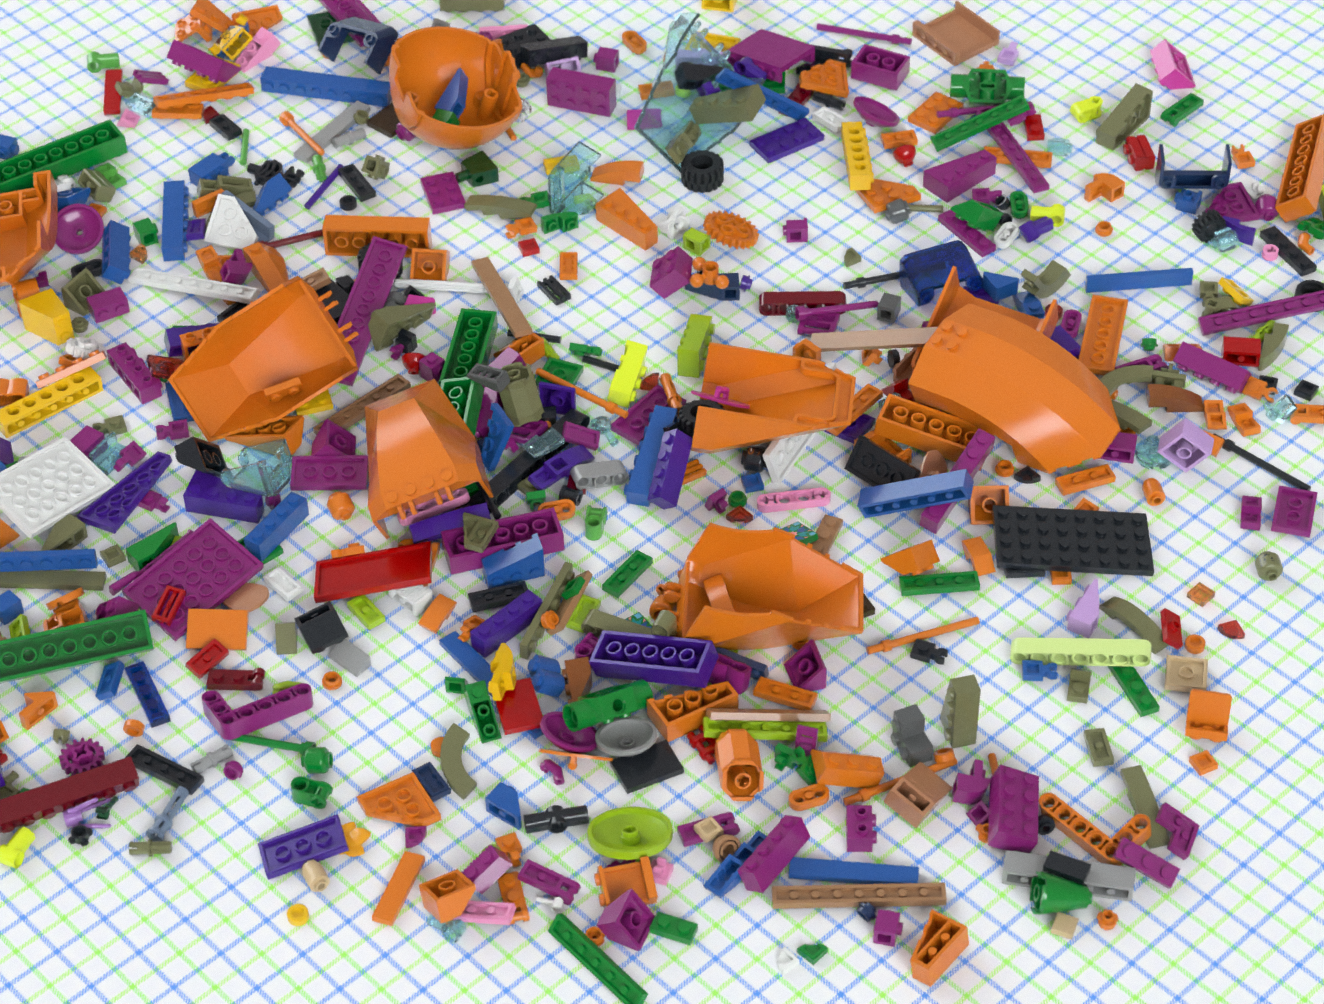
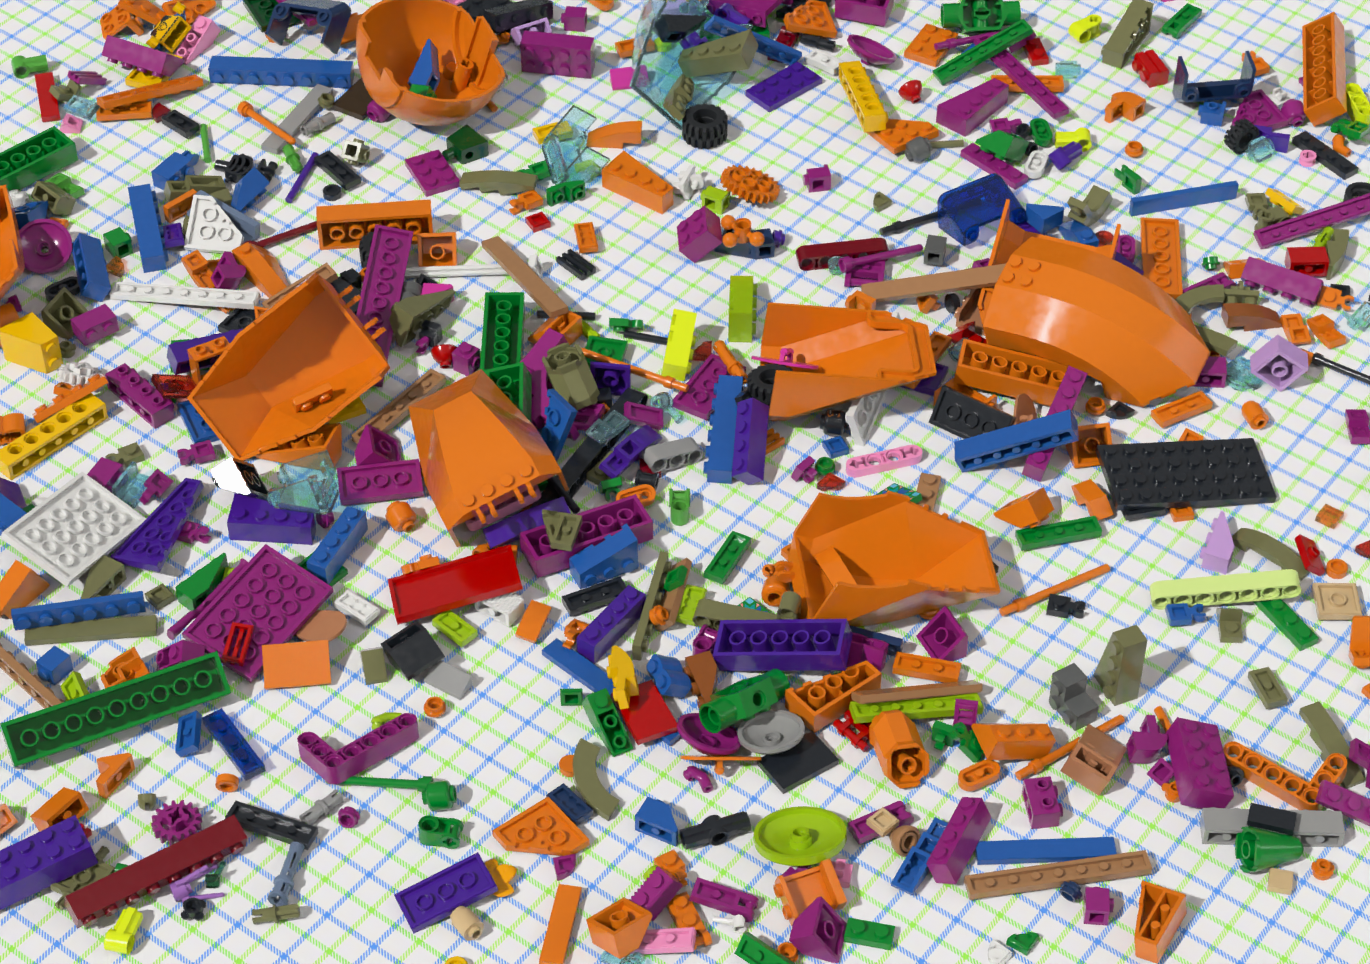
camera: 10 degrees left, 0 degrees up
(65, 598) = (119, 649): orange tile -> none
(207, 658) = (291, 698): red plate -> none
(235, 679) = (328, 717): dark red plate -> none
(496, 378) = (550, 366): dark grey slope -> none
(897, 139) = (900, 75): orange plate -> none
(943, 755) = (1109, 714): orange tile -> none
(1092, 257) = (1130, 179): none -> green plate

